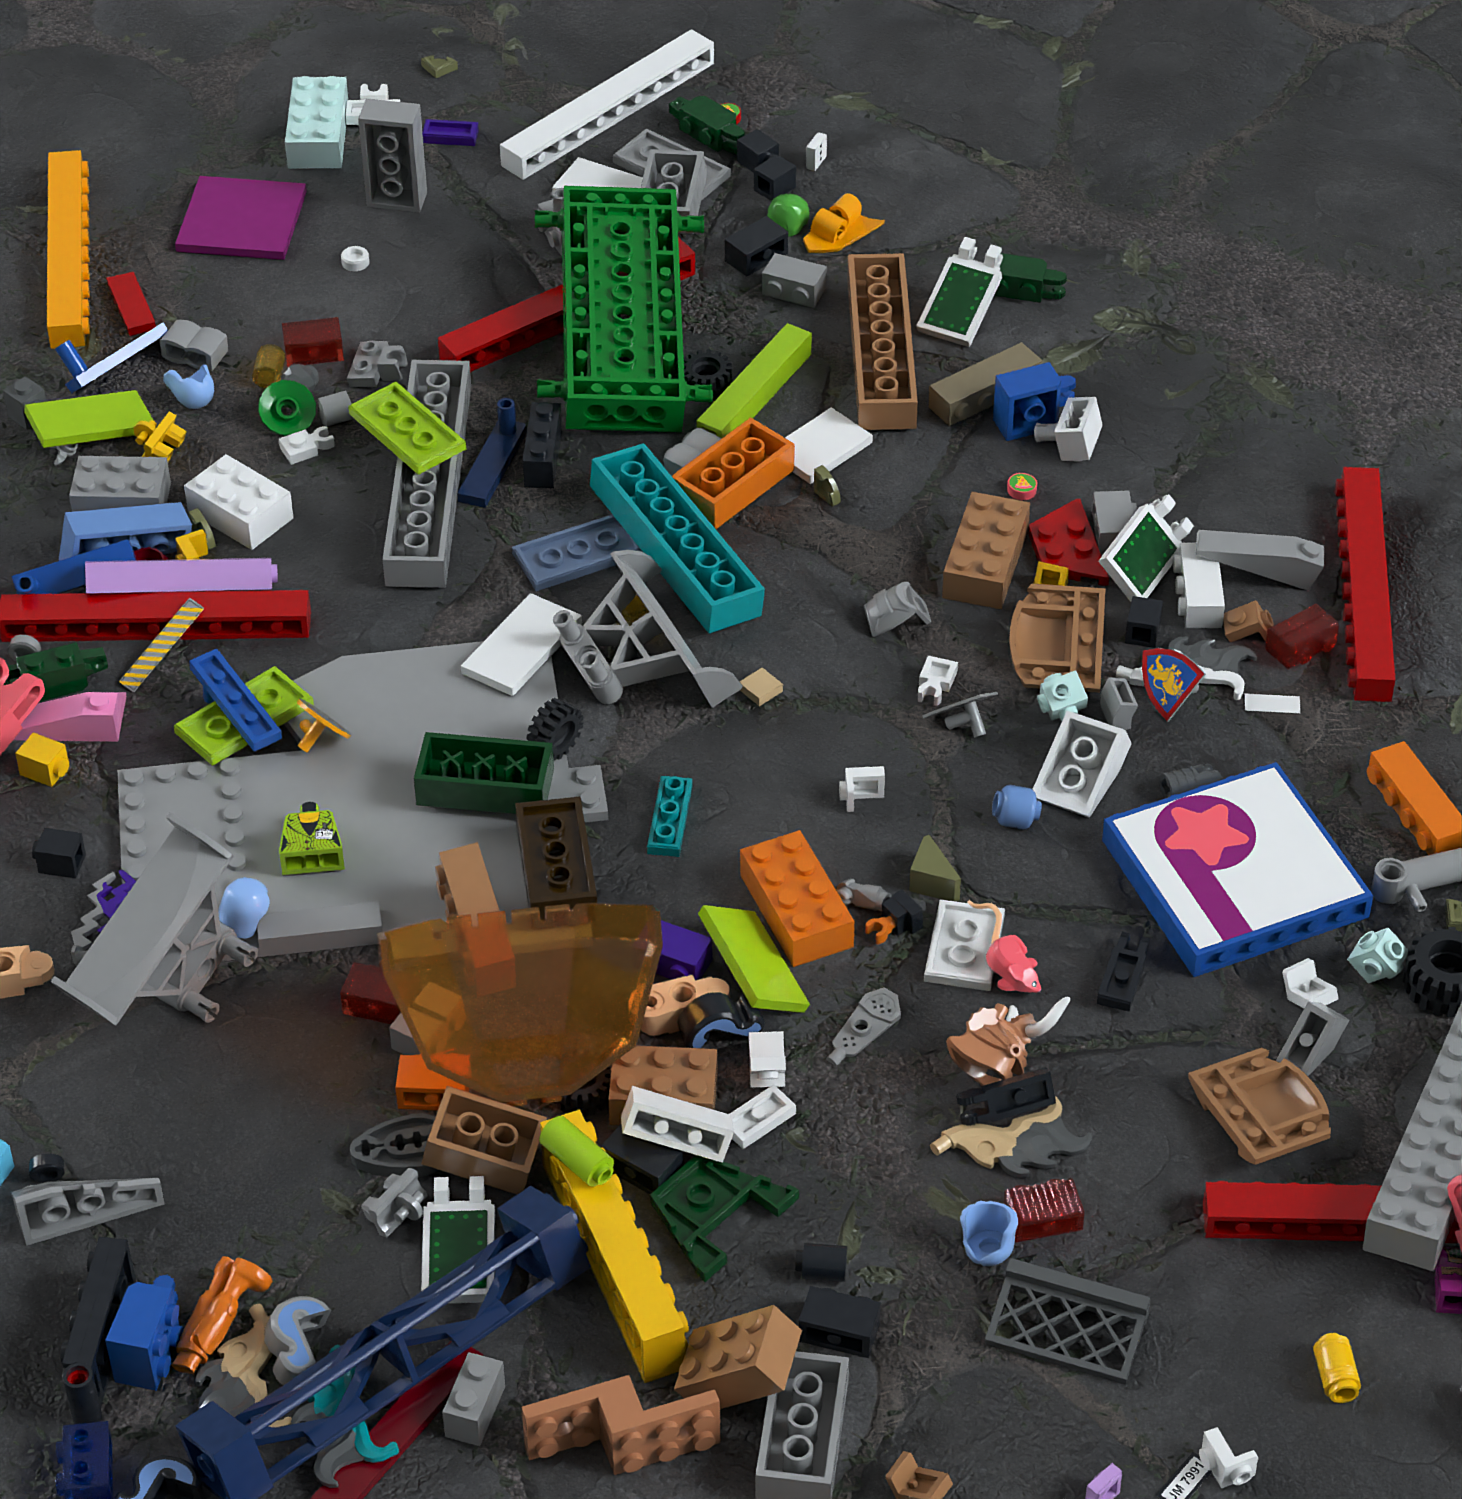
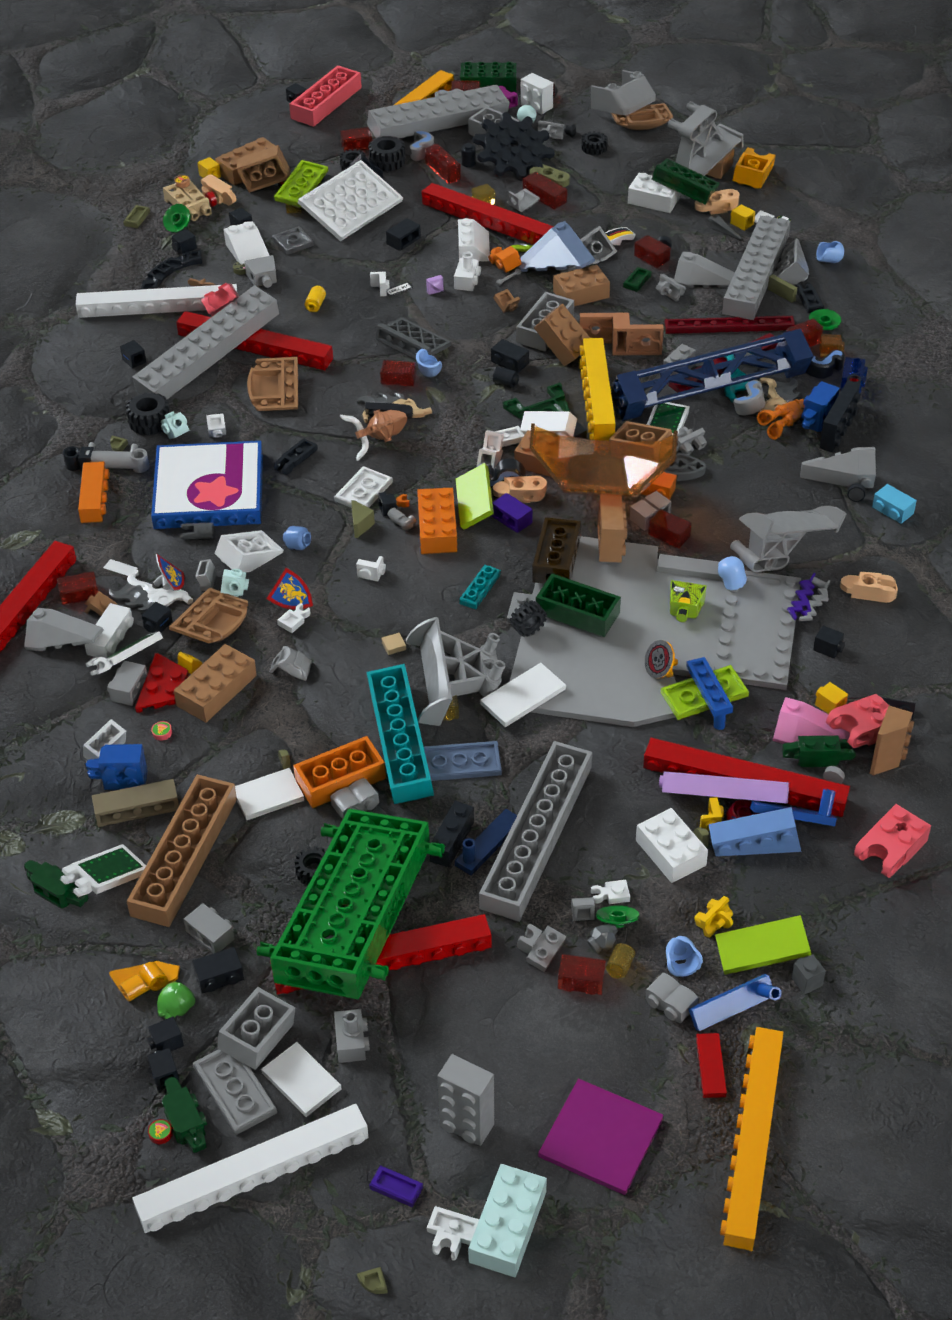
camera: 160 degrees left, 0 degrees up
(119, 482) = (751, 877): light grey brick -> none
(161, 645) = (744, 751): sticker -> none
(355, 258) = (522, 1061): white tile -> none
(407, 427) = (543, 843): lime tile -> none
(577, 1151) = (604, 397): lime brick -> none
(758, 381) = (283, 845): lime brick -> none
(816, 151) = (118, 1055): white tile -> none
(875, 1010) = (428, 472): light grey piece -> none
(1008, 958) = (350, 466): coral animal -> none
(1313, 1037) = (230, 405): light grey slope -> none

